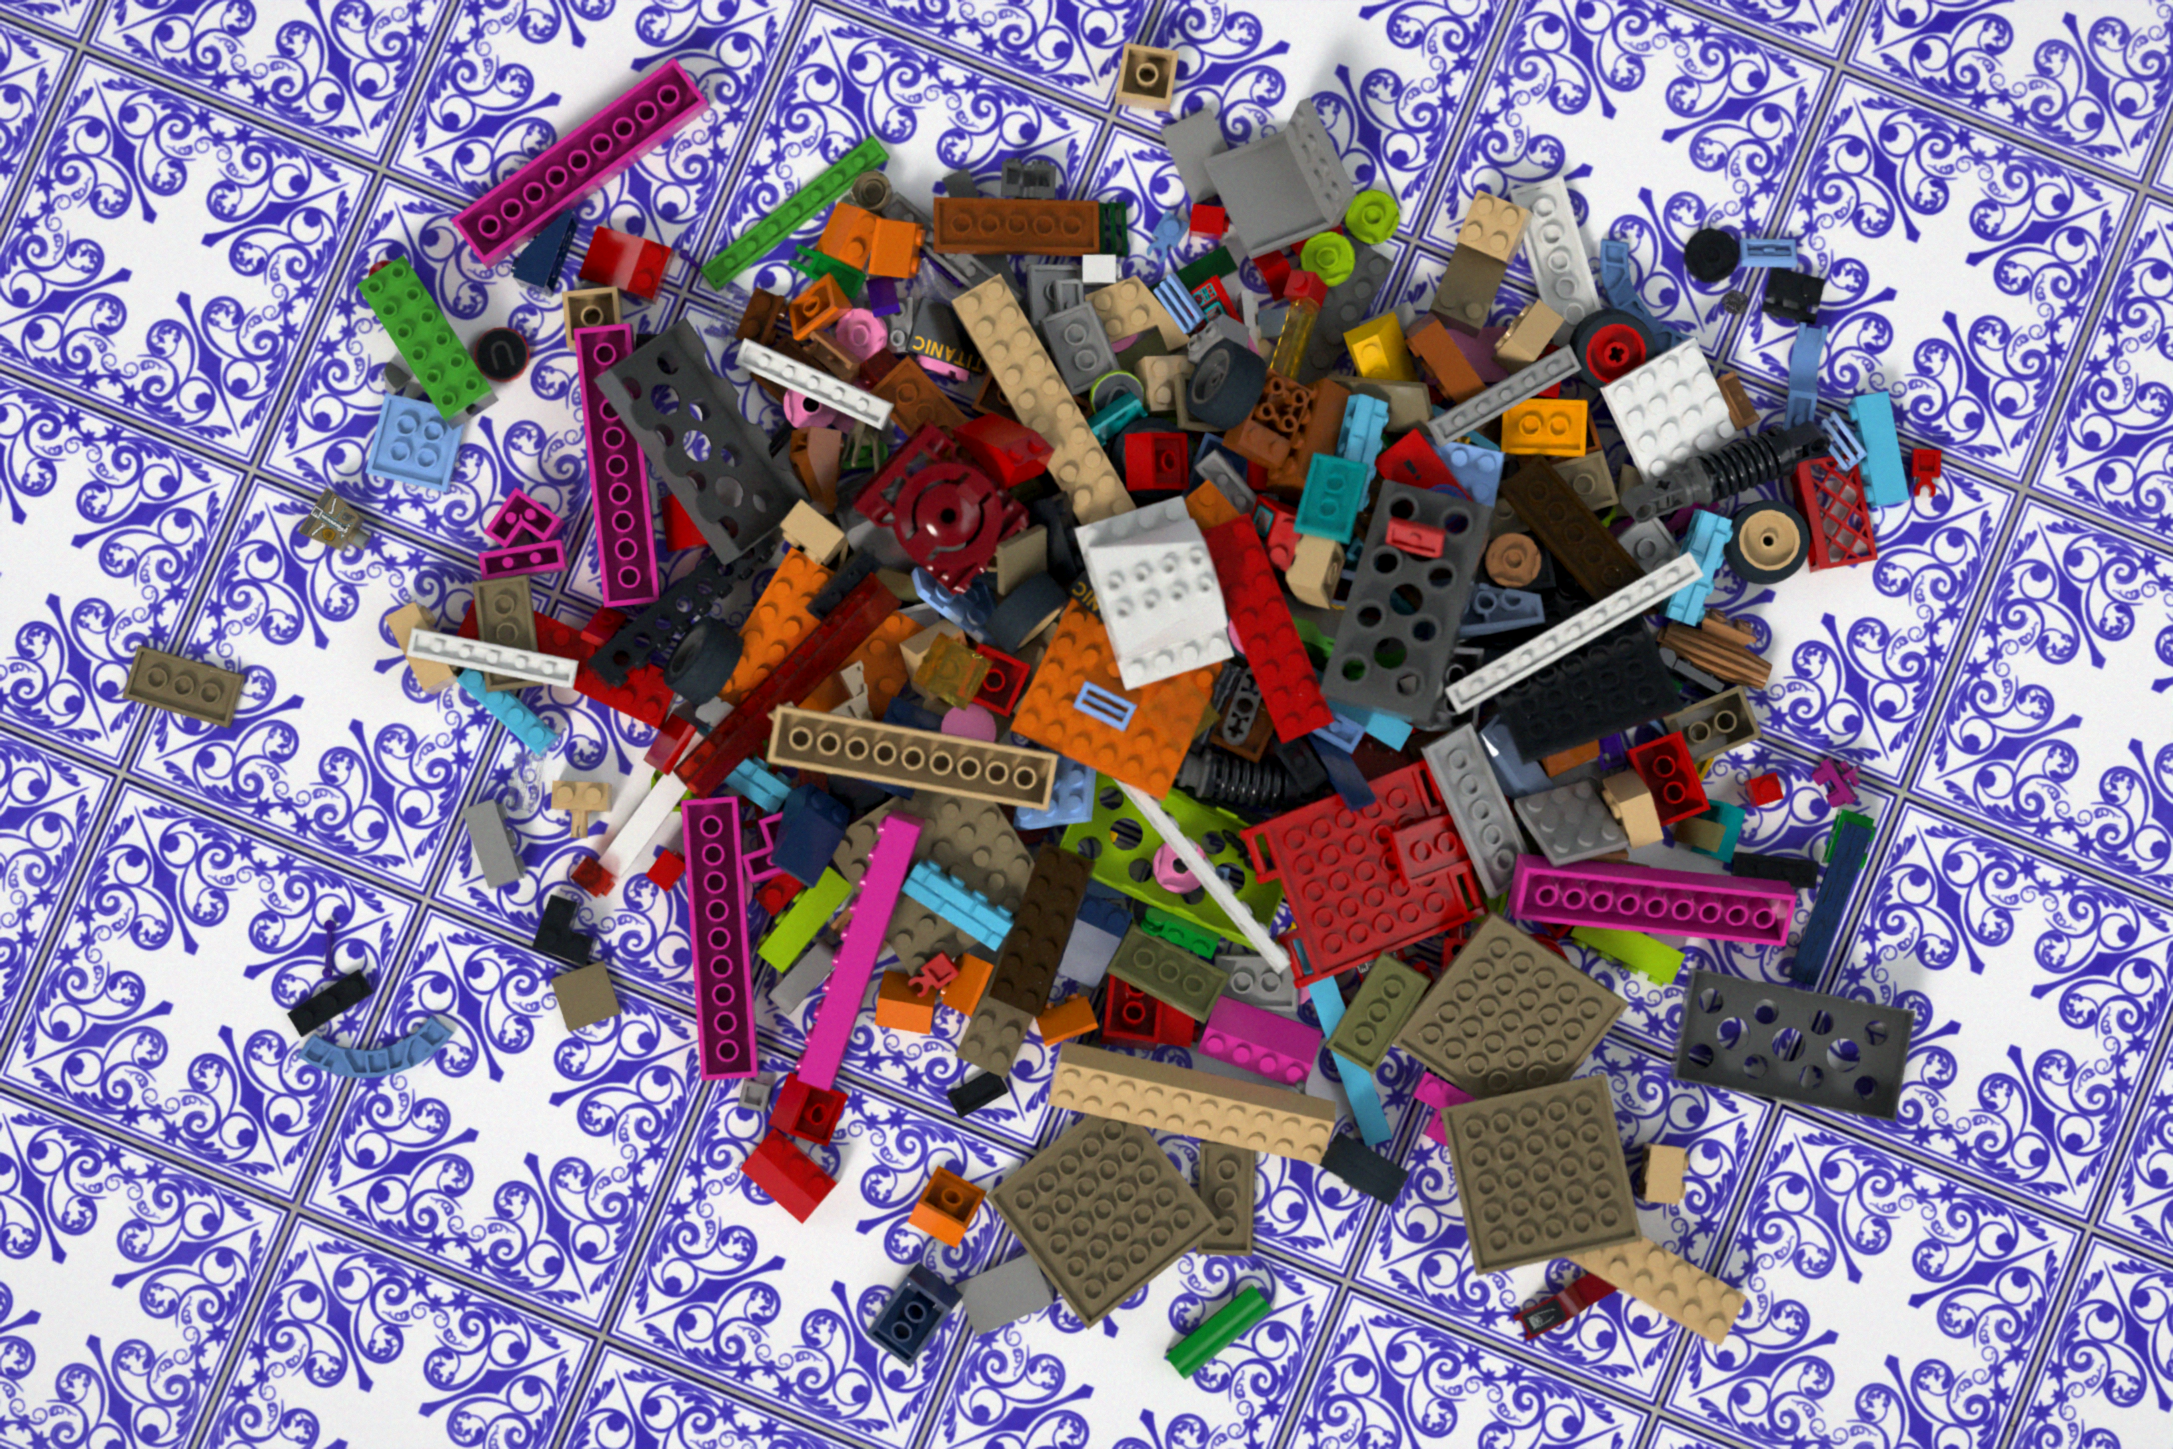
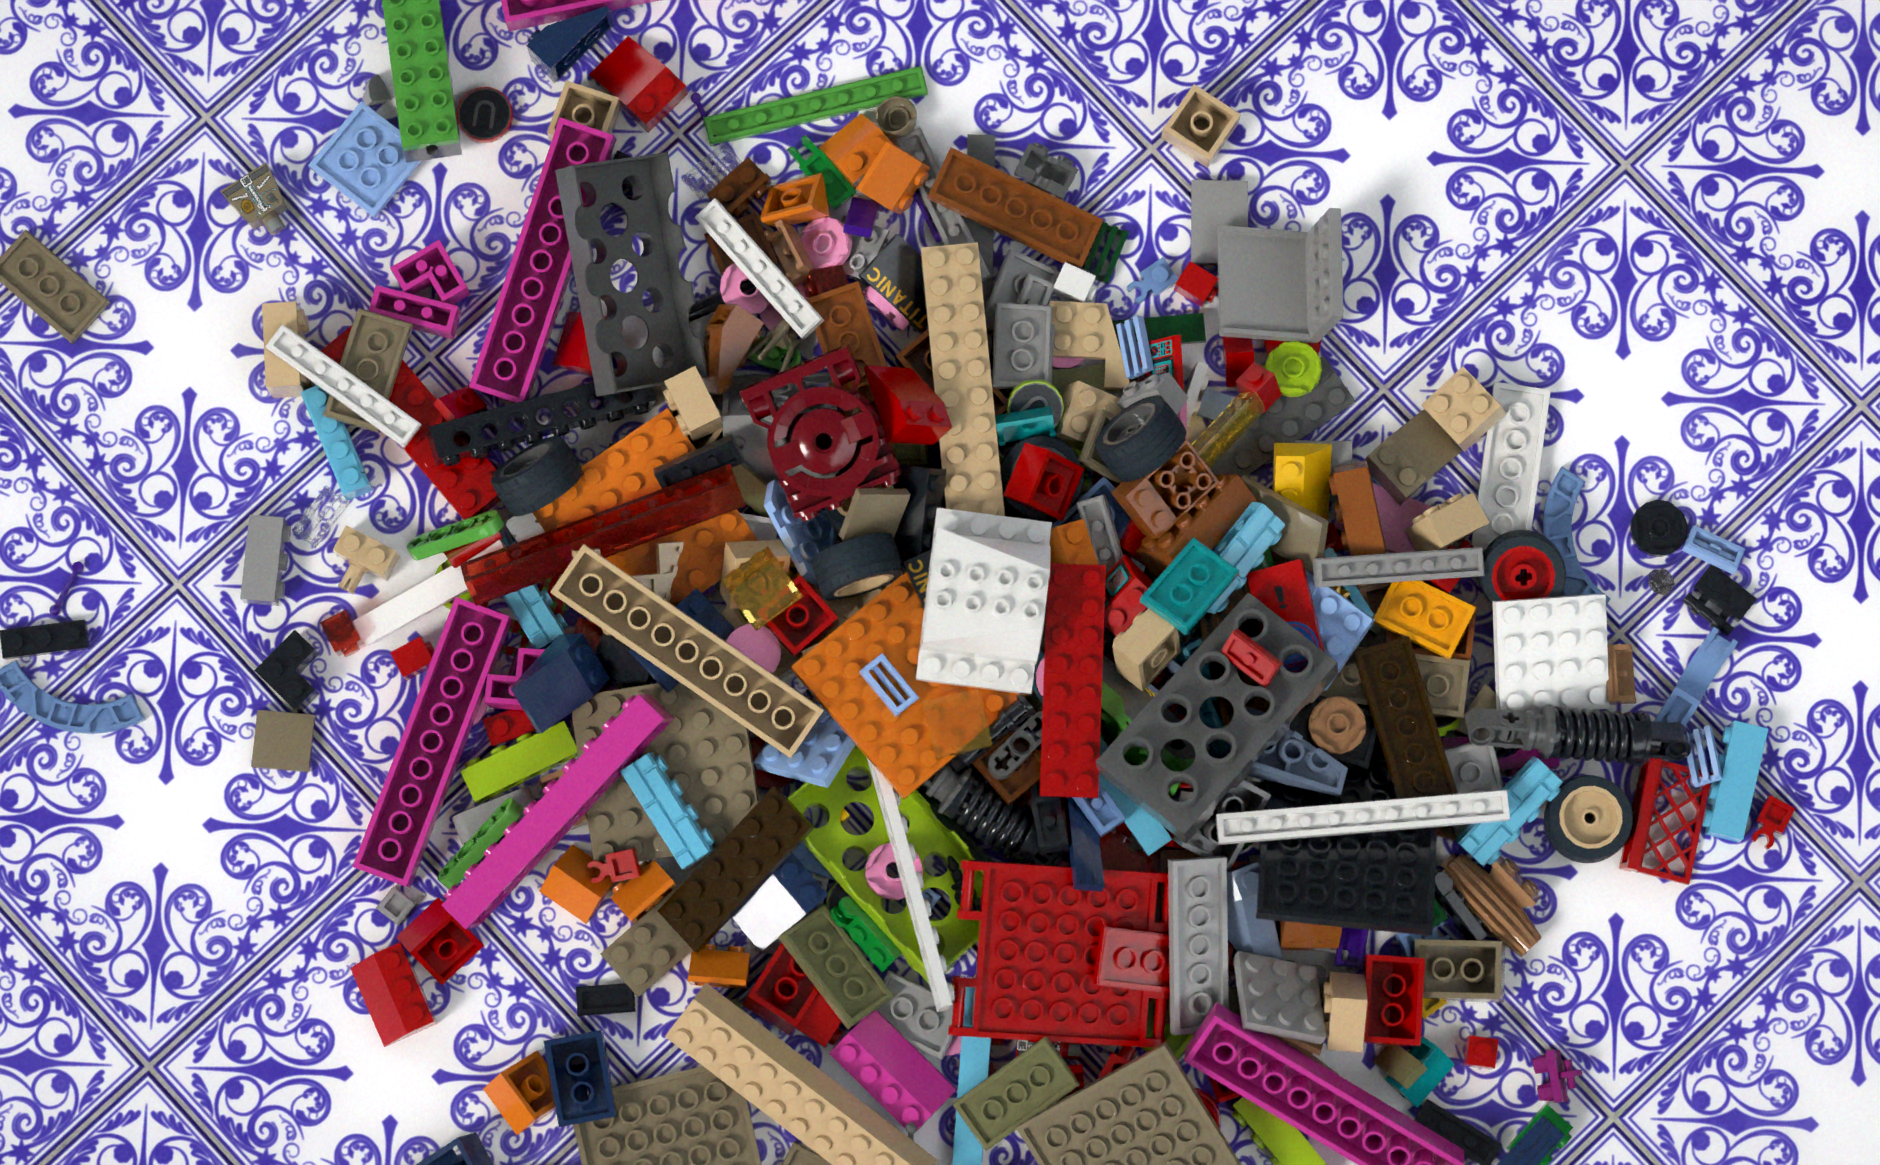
camera: 25 degrees right, 5 degrees down
(654, 745) = (455, 535): none -> bright green beam
(804, 1008) = (475, 847): none -> bright green beam
(932, 286) = (911, 227): clear slope -> none
(989, 1173) = (580, 1078): none -> dark blue slope
(1372, 217) = (1353, 349): lime tile -> none

